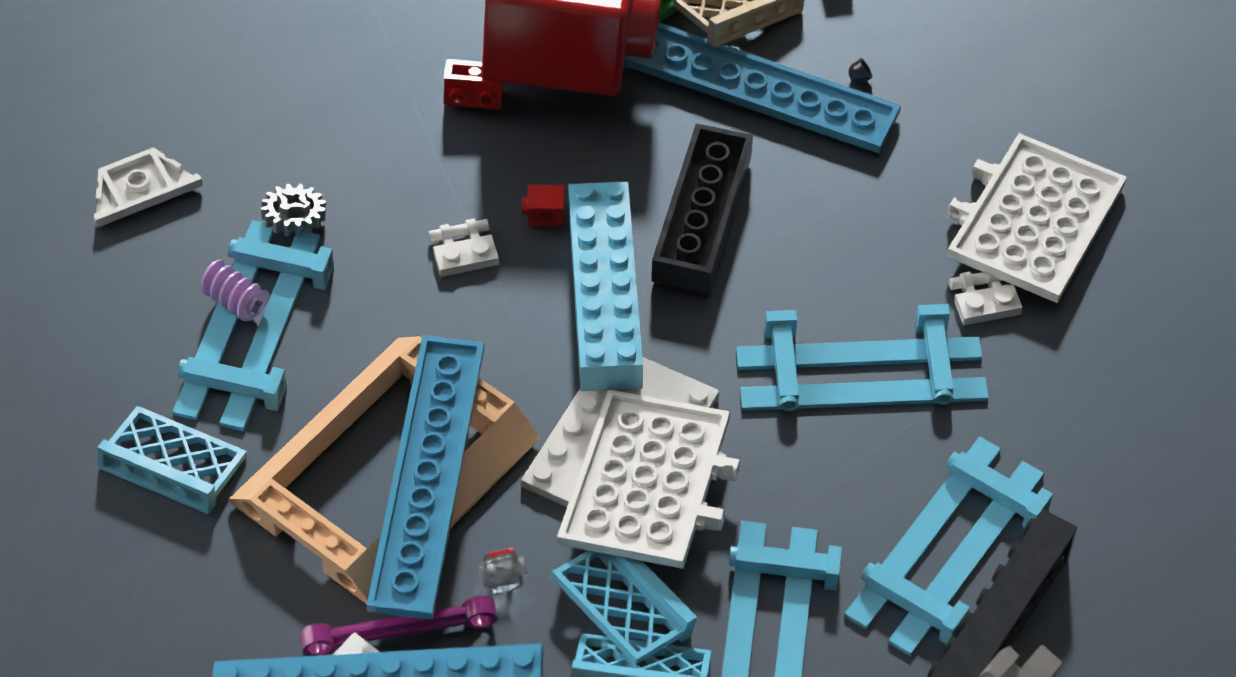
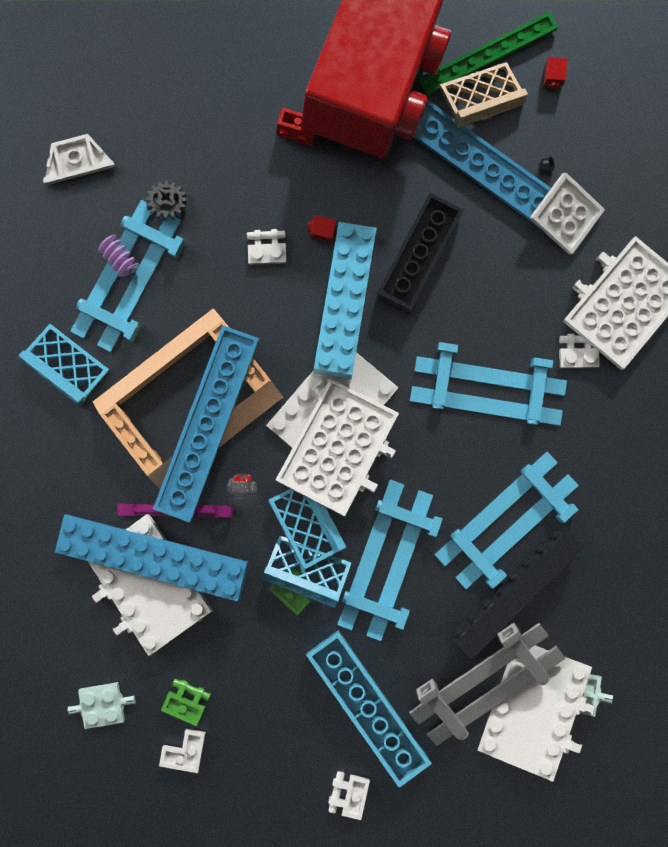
camera: 15 degrees right, 30 degrees up
(909, 121) = (567, 213): none -> white plate

